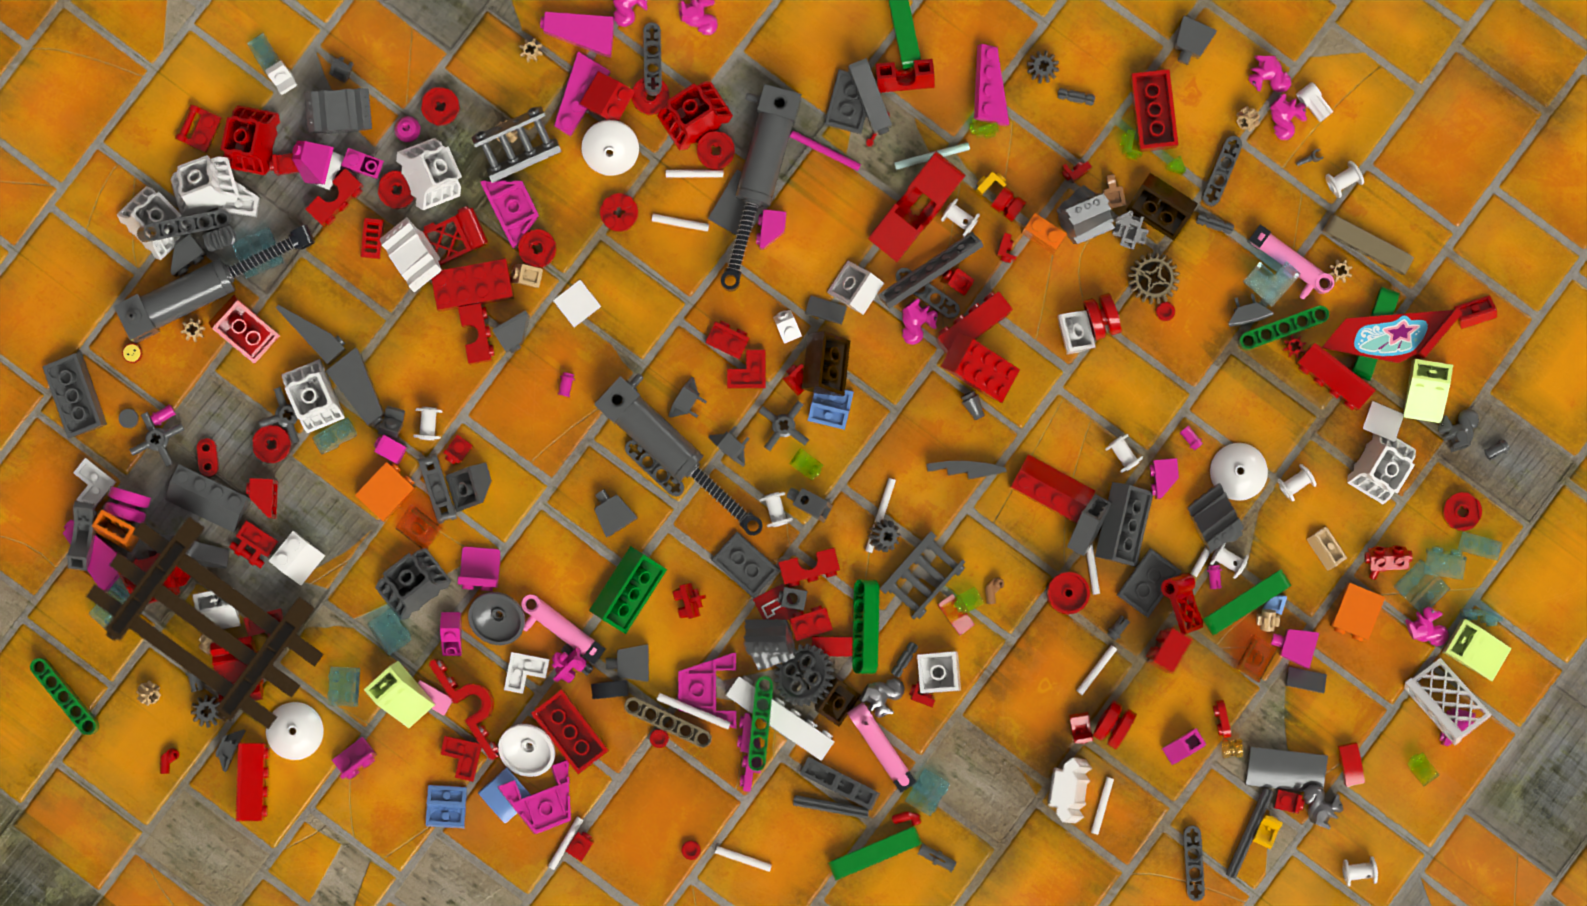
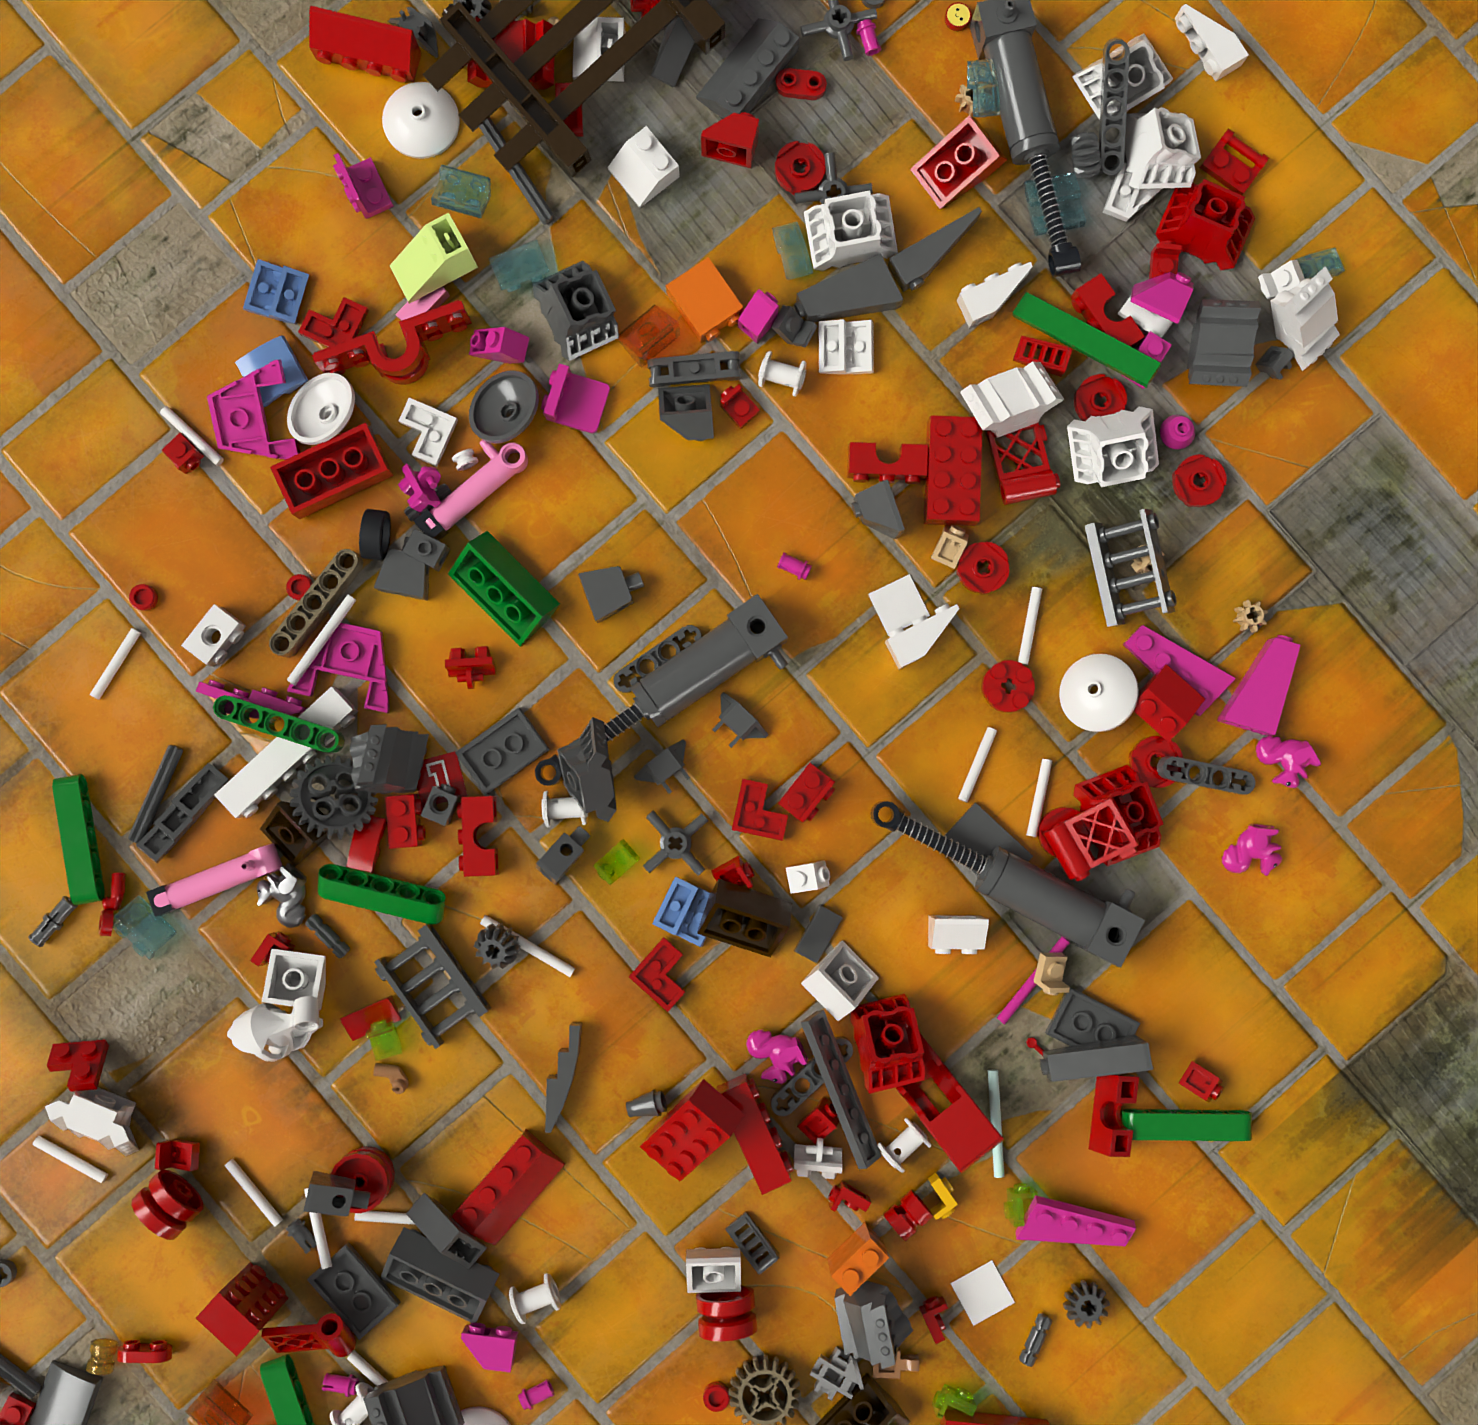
camera: 90 degrees right, 0 degrees up
(115, 160) = (1213, 43): none -> white slope
(186, 254) = (1072, 109): dark grey slope -> none
(186, 322) = (984, 82): none -> clear light blue slope
(258, 540) = (679, 123): red plate -> none
(307, 54) = (1306, 318): none -> white slope
(323, 646) = (519, 174): none -> dark grey axle
(340, 286) = (984, 300): none -> white slope
(356, 209) = (1086, 339): none -> green tile
(397, 382) = (846, 347): none -> white slope
(511, 207) = (1044, 546): dark pink wing -> none
(540, 639) = (465, 459): none -> white bush
(572, 206) = (1030, 625): none -> white bar
(602, 285) = (917, 640): none -> white slope
(612, 651) = (426, 550): none -> dark grey bracket
(715, 799) = (200, 641): none -> white brick
(727, 143) = (1071, 848): none -> red piece
(746, 495) = (589, 771): none -> dark grey slope
(772, 227) = (945, 886): dark pink slope -> none
(803, 212) = (957, 932): none -> white slope
(817, 139) = (1050, 973): none -> tan bracket
(871, 17) = (1201, 1082): none -> red bracket
(881, 421) = (653, 977): none -> red plate
(890, 244) = (888, 1043): none -> red slope
(929, 818) = (106, 922): none -> red tile
(977, 674) = (276, 1028): none -> white piece
(982, 276) = (817, 1158): none -> white hips
(1027, 811) = (83, 1059): none -> red plate
(1052, 140) = (982, 1293): none -> white sticker
(1061, 295) = (773, 1254): none -> dark grey slope
(1077, 611) = (323, 1194): none -> dark grey torso
(1110, 617) = (320, 1238): none -> white bar
(1184, 746) = (119, 1293): dark pink slope -> none

